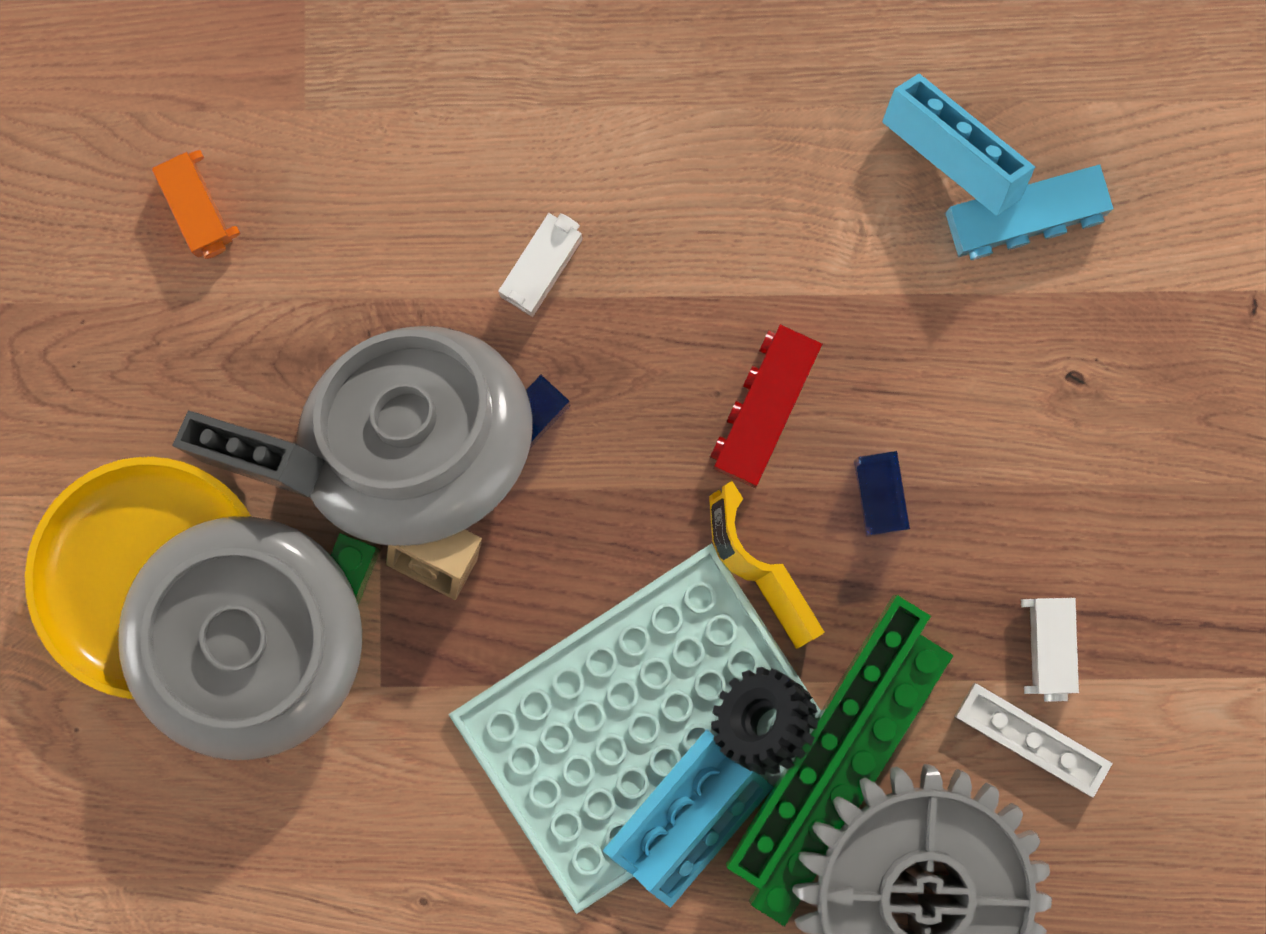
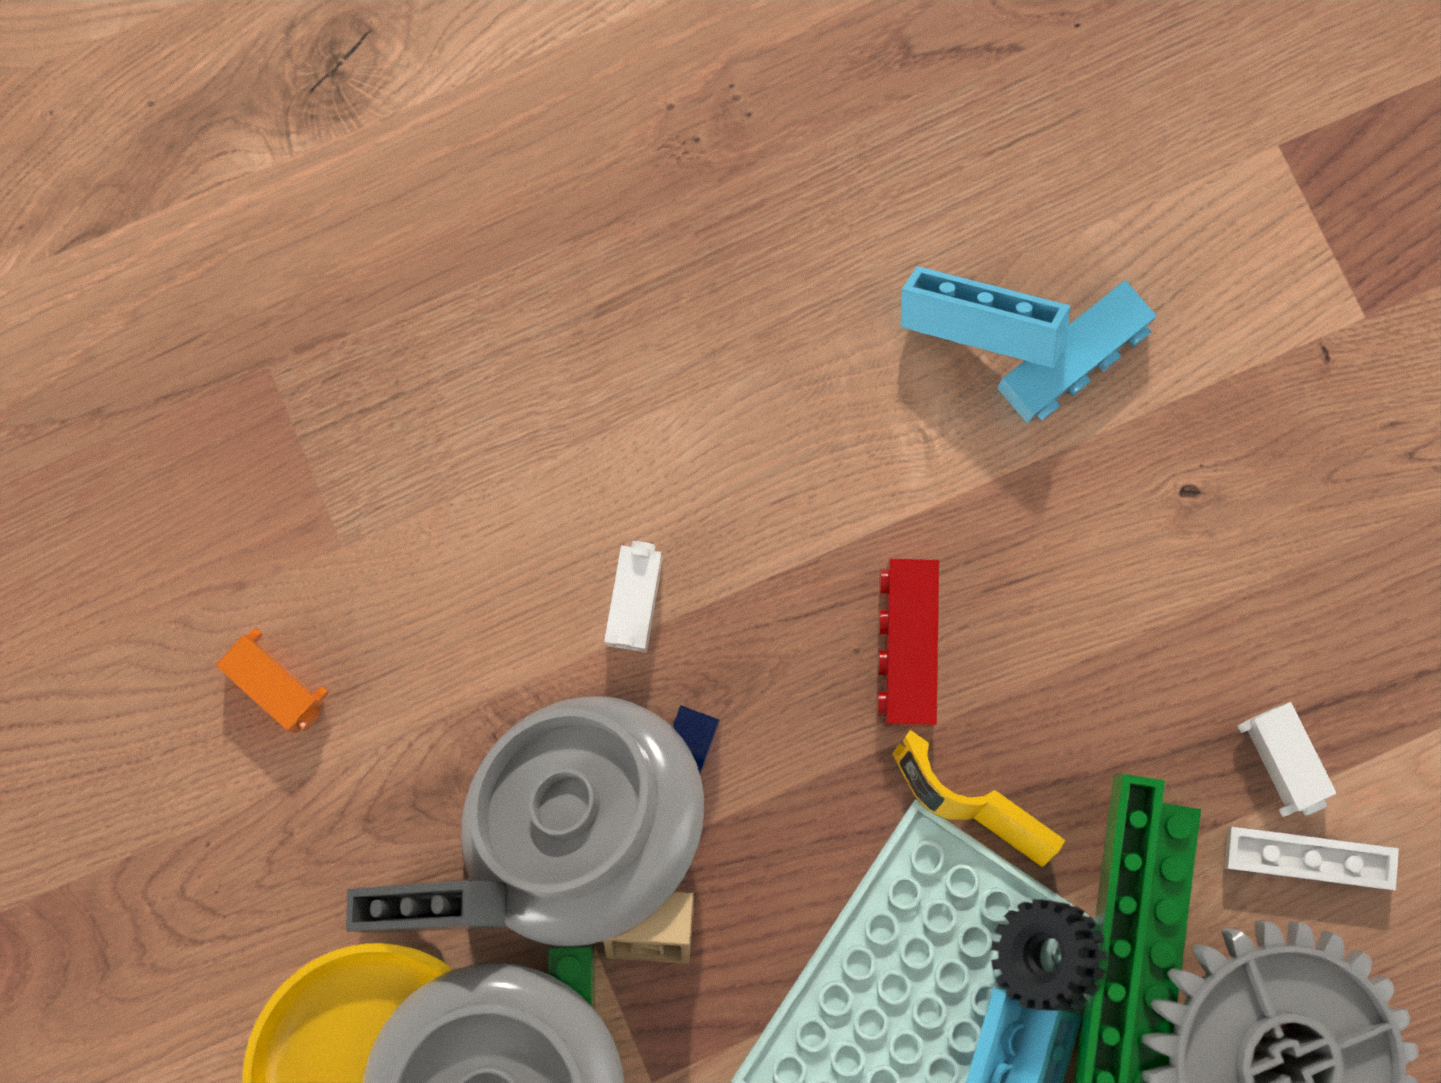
camera: 20 degrees left, 5 degrees down
(881, 494) = (1059, 681): clear blue panel -> none

